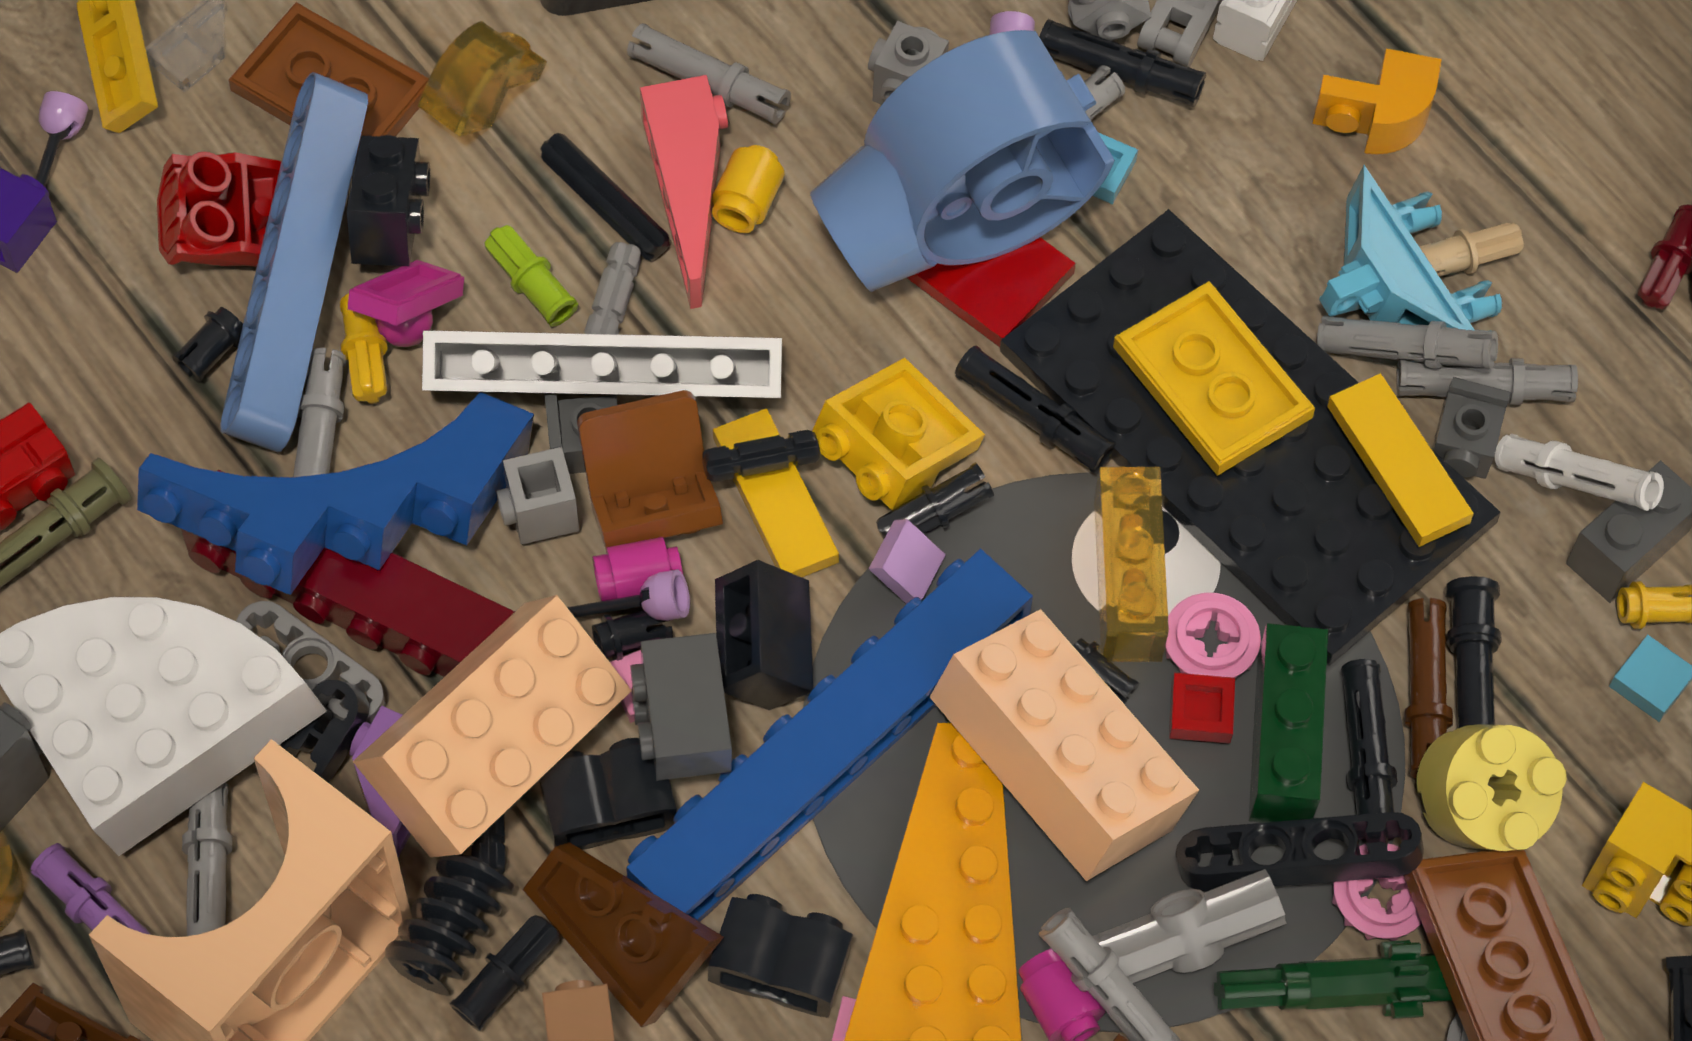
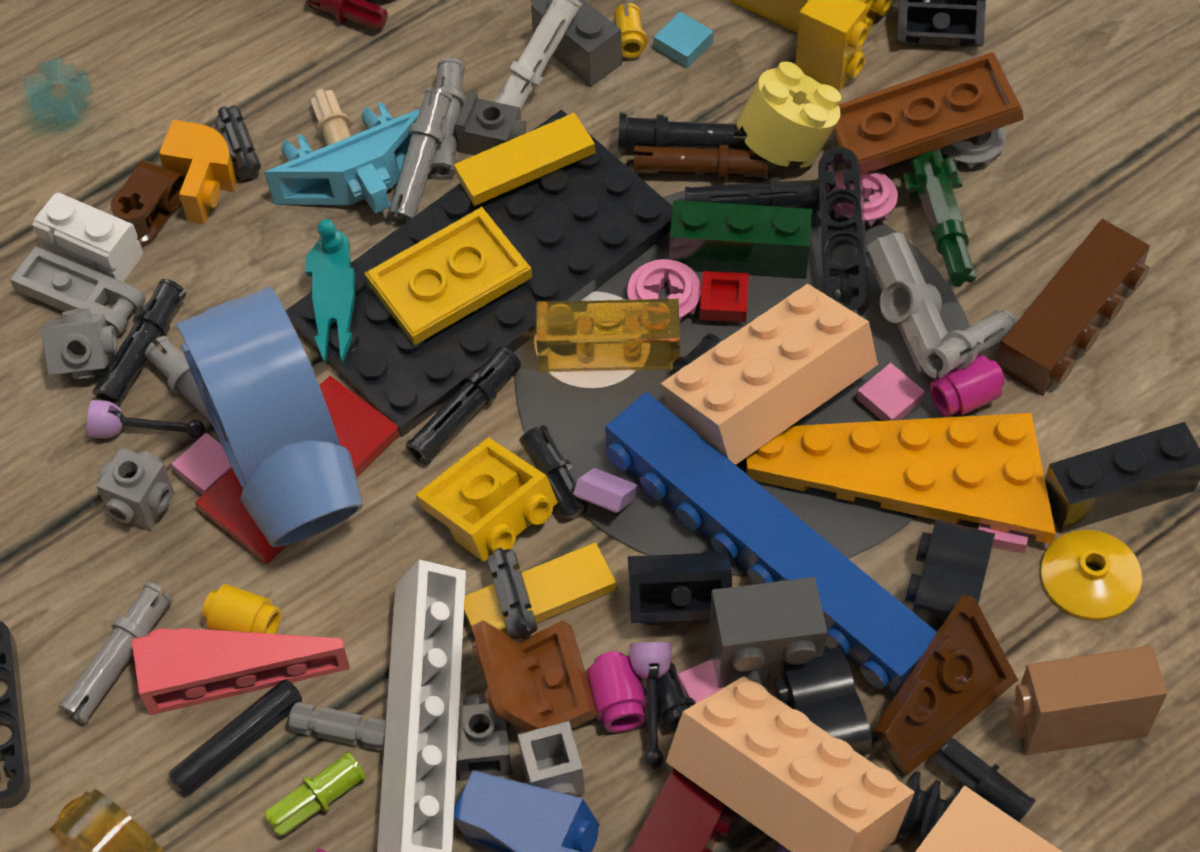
camera: 85 degrees left, 5 degrees down
(1050, 895) = (890, 394): none -> bright pink tile
(1191, 251) = (332, 286): none -> teal piece
(1330, 48) = (148, 199): none -> reddish brown piece
(1434, 146) = (239, 142): none -> black axle

